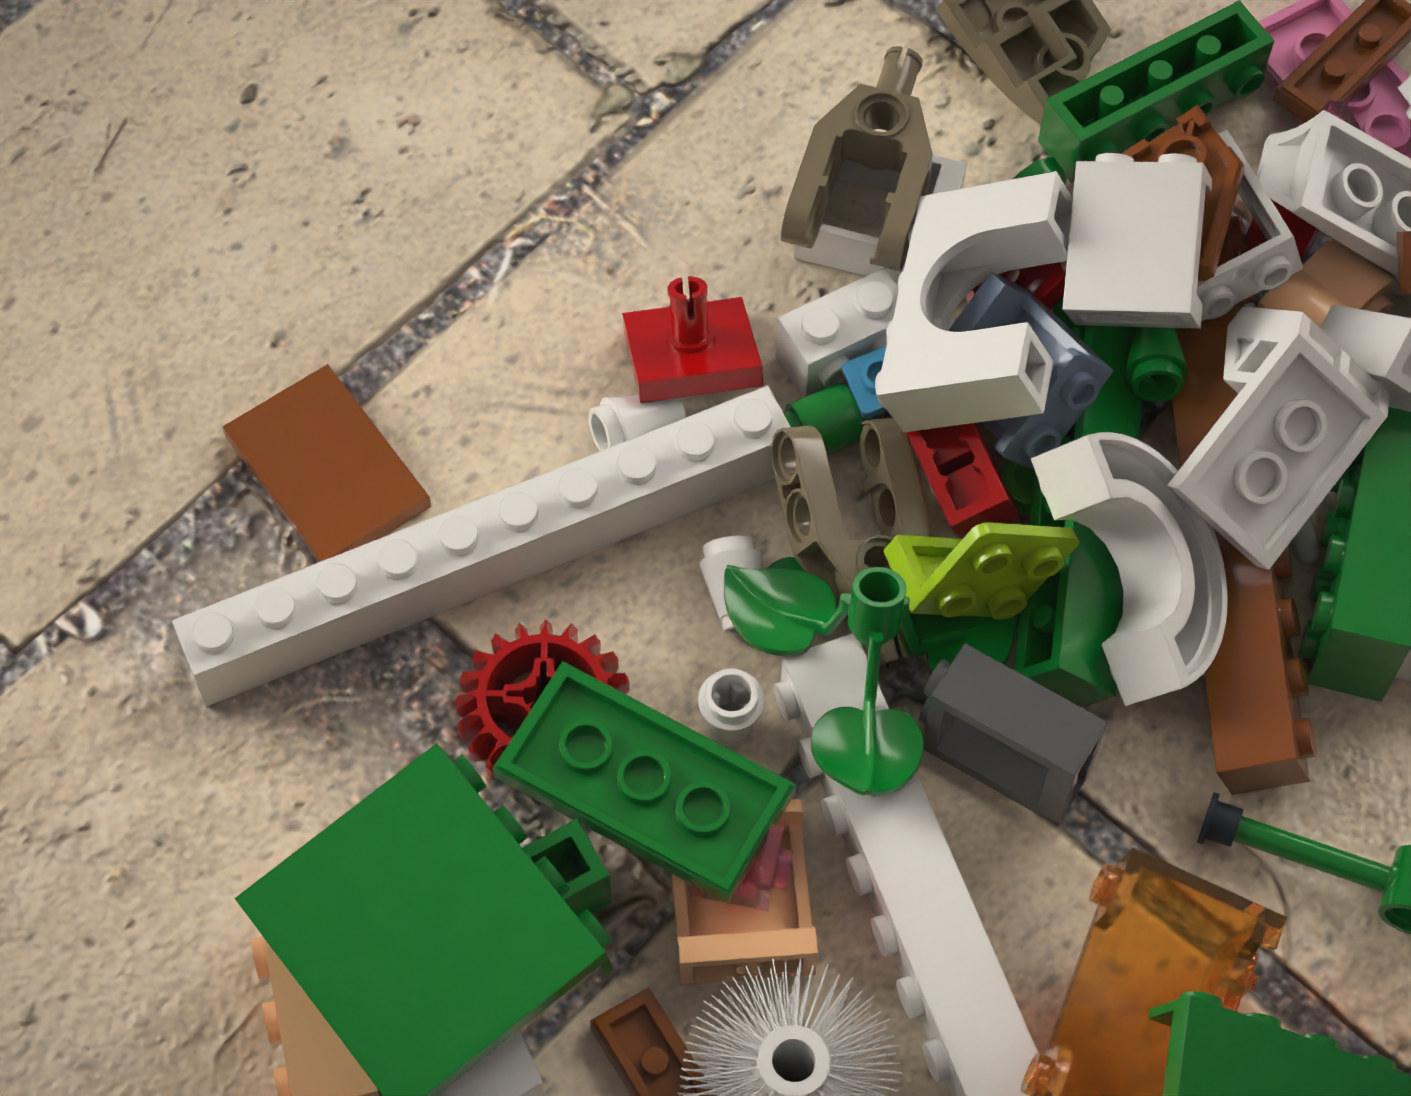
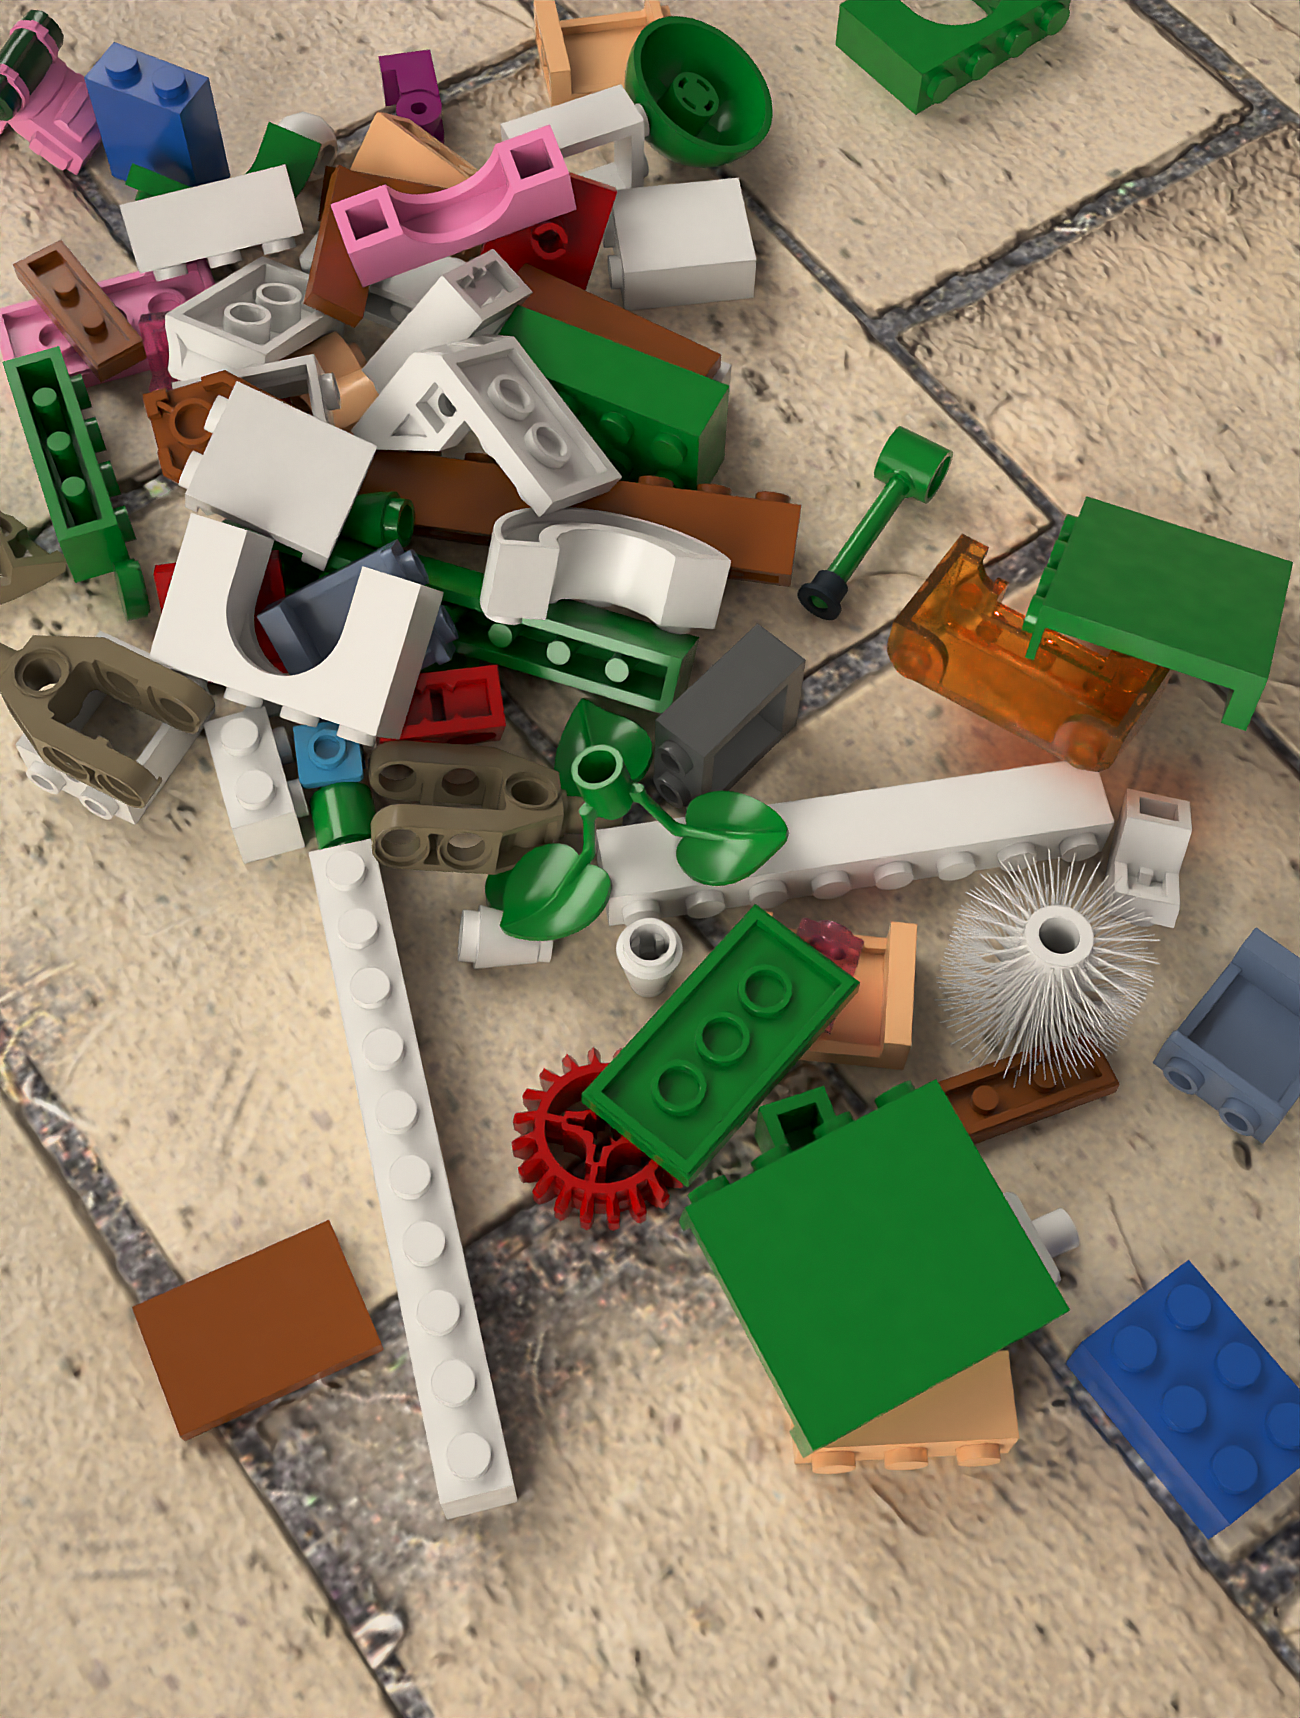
camera: 80 degrees left, 0 degrees up
(626, 418) = (293, 1005): white cone -> none
(692, 345) = (228, 928): red tile -> none
(983, 573) = (565, 722): lime bracket -> none

